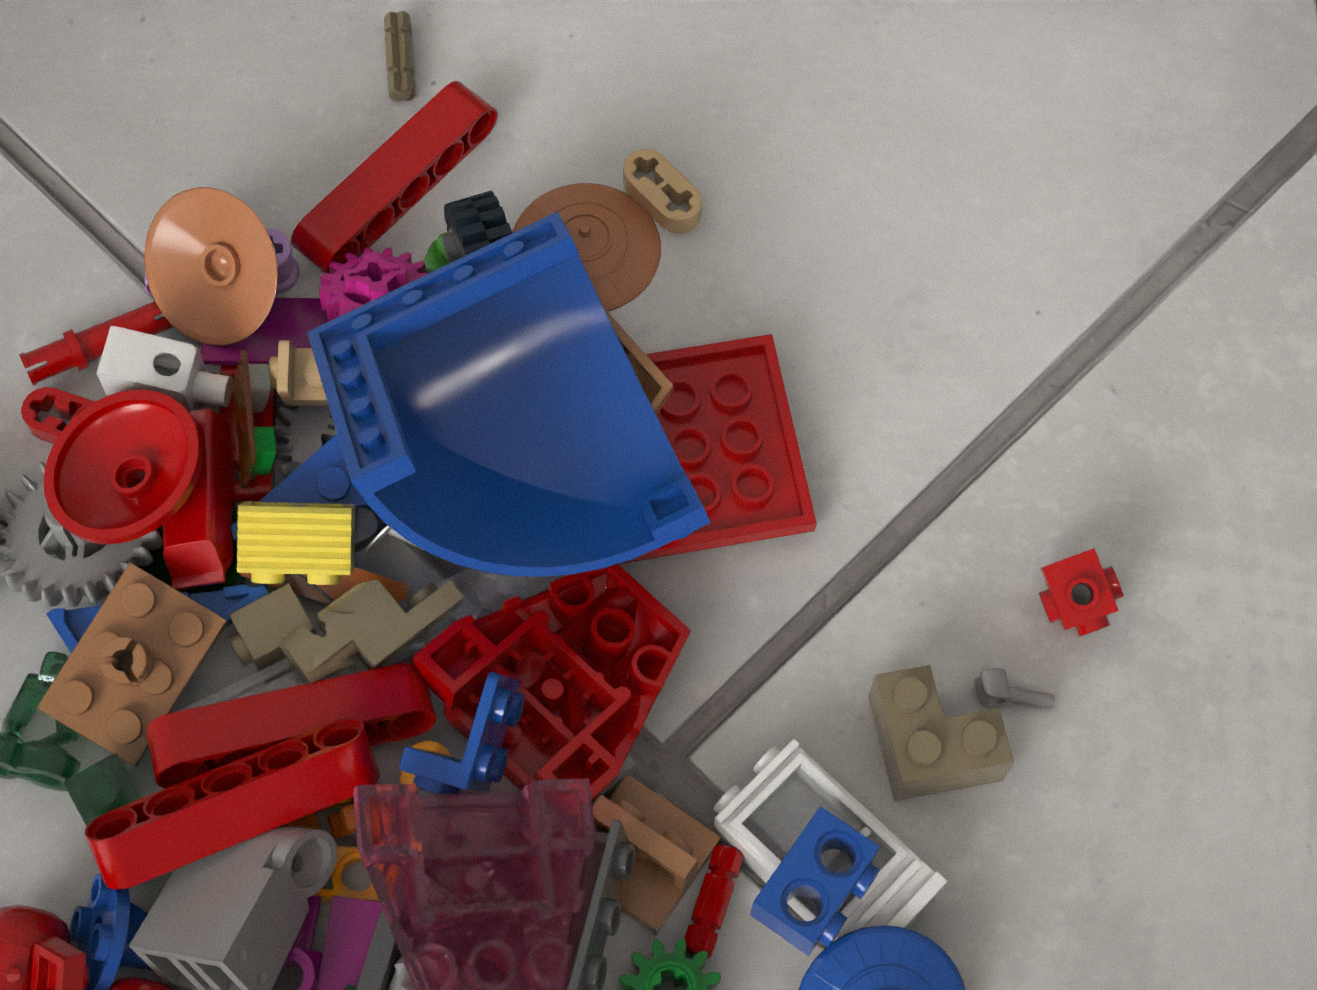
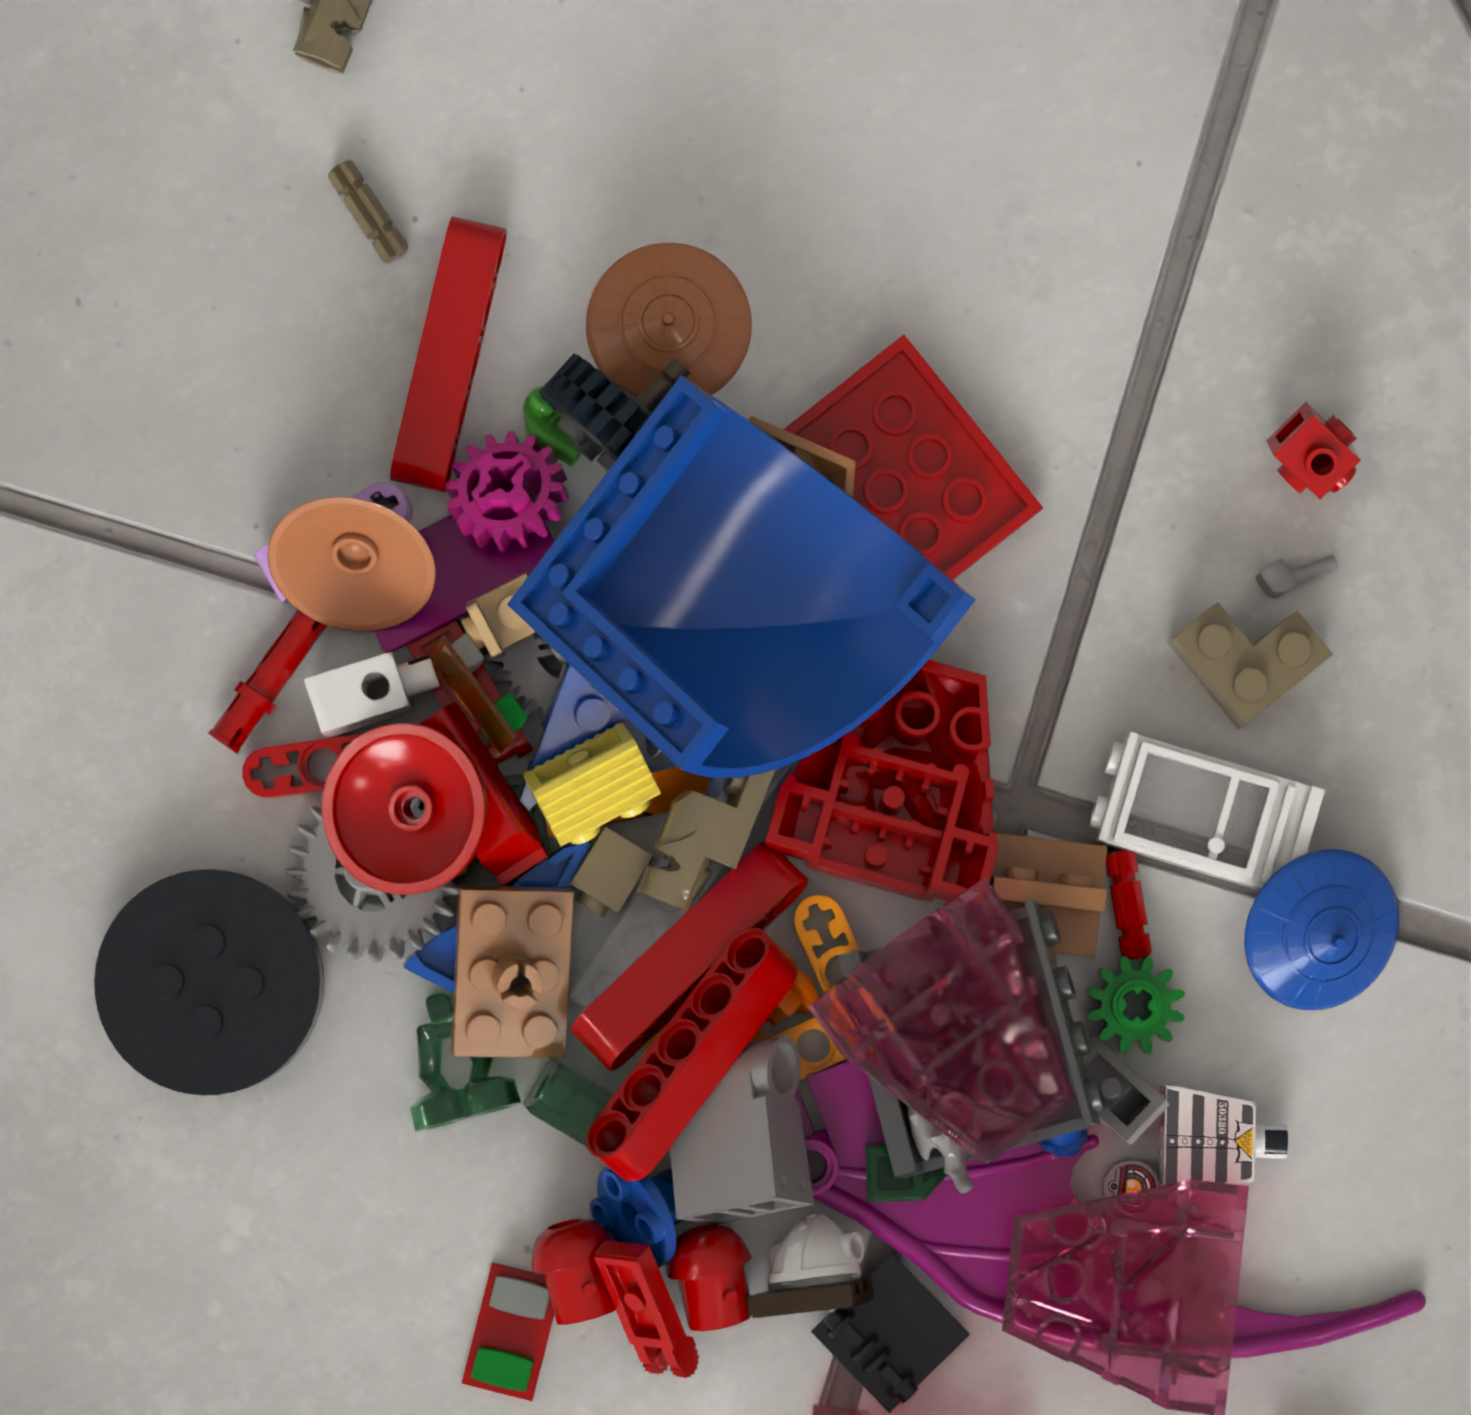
camera: 25 degrees left, 20 degrees up
(484, 756) = (861, 925): blue bracket -> none
(667, 186) = (707, 238): tan beam -> none
(806, 876) = (1202, 854): blue brick -> none

